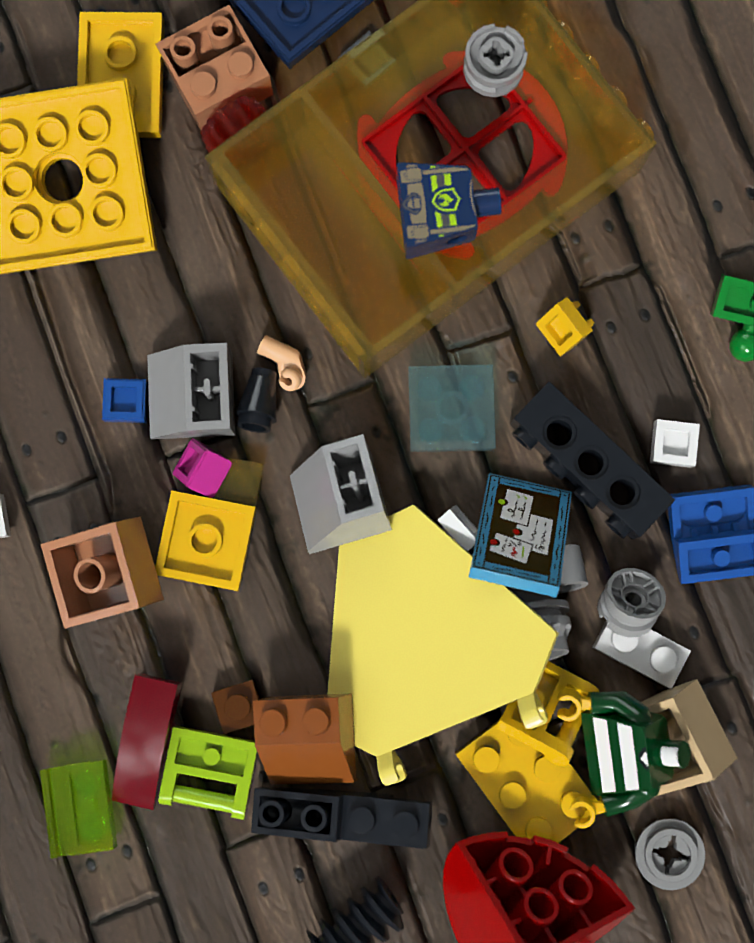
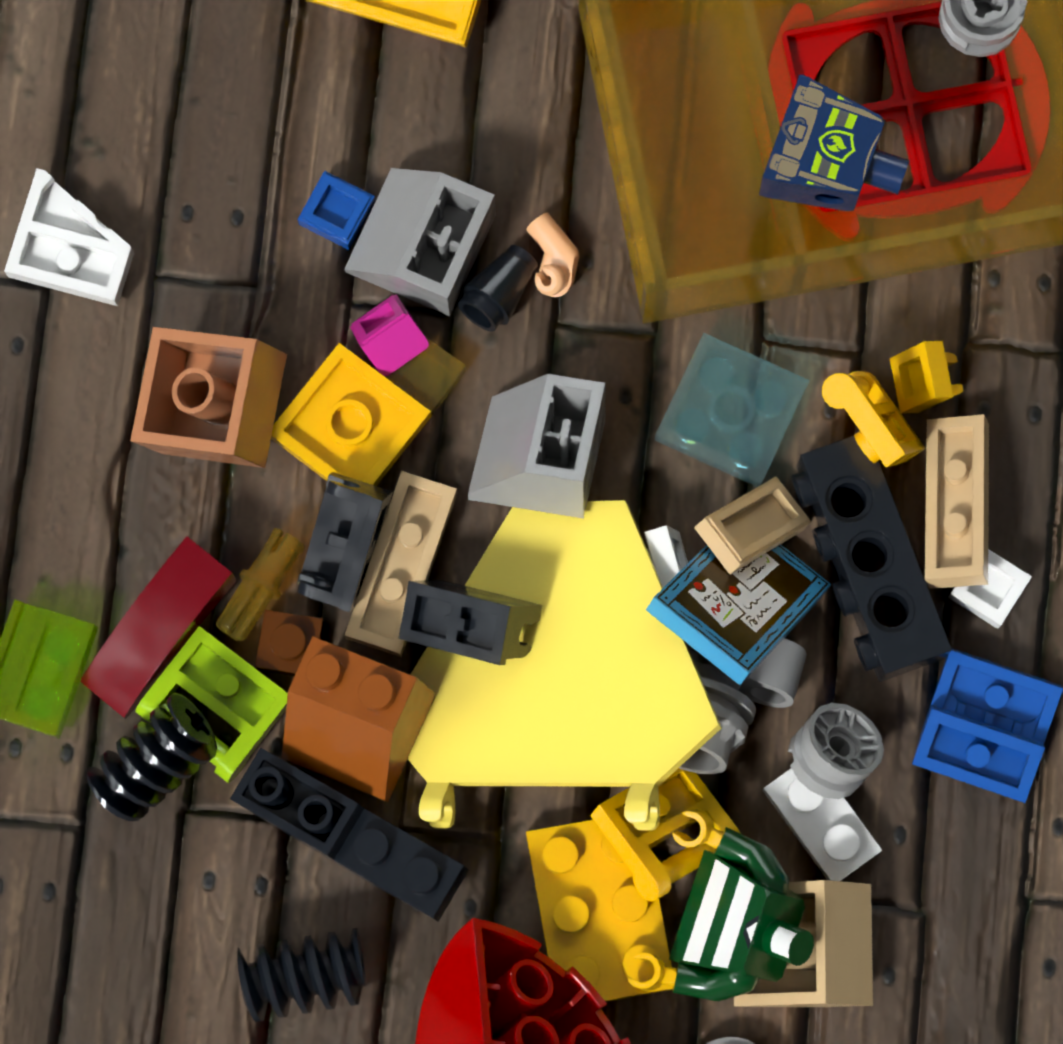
camera: 30 degrees right, 5 degrees down
(187, 835) = (154, 761): none -> black piece
(199, 678) = (259, 585): none -> clear yellow axle
(241, 623) = (343, 541): none -> black hinge
(285, 617) = (401, 555): none -> tan plate
(350, 637) = (466, 620): none -> black hinge
(504, 480) = (752, 525): none -> tan tile
(559, 374) = (882, 427): none -> yellow plate
(628, 399) = (957, 501): none -> tan plate

